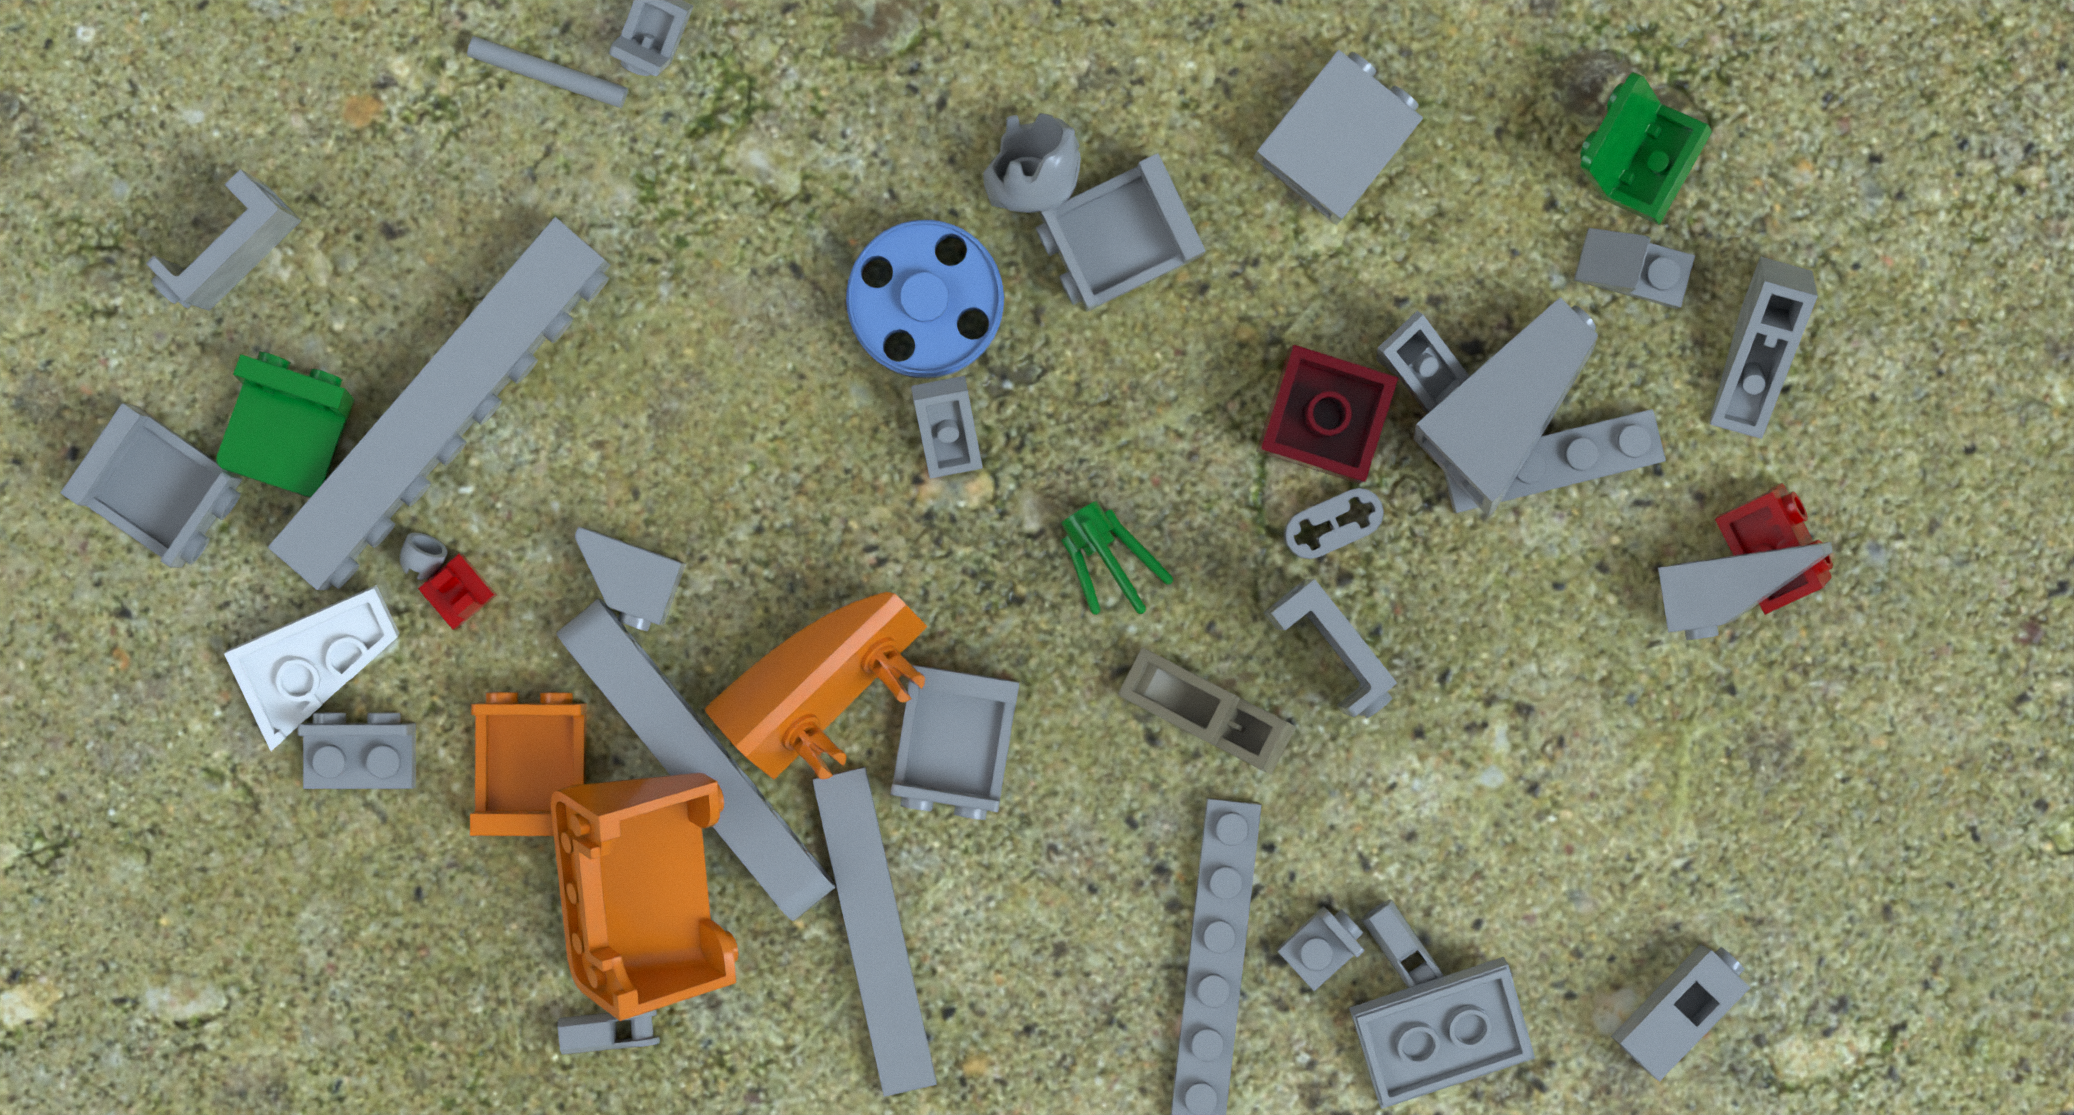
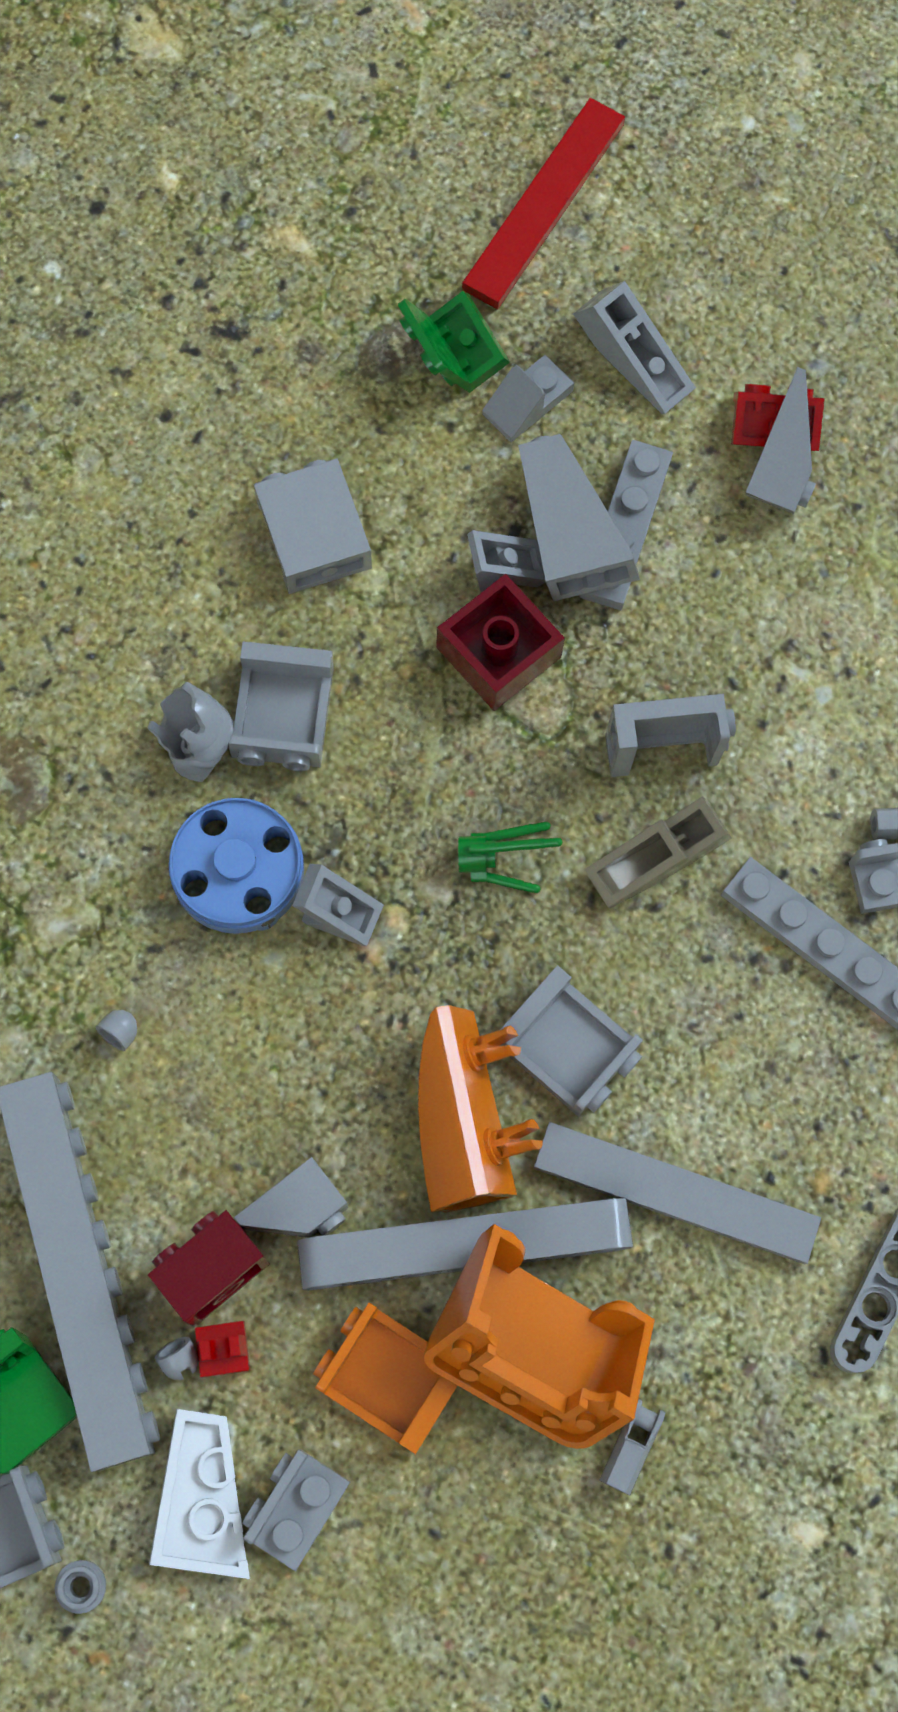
camera: 60 degrees left, 15 degrees down
(152, 601) = (64, 1586): none -> light grey plate
(515, 535) = (207, 1267): none -> dark red brick
(693, 291) = (118, 1029): none -> light grey hinge
(1338, 535) = (588, 691): light grey beam -> none
(1885, 139) = (543, 203): none -> red tile

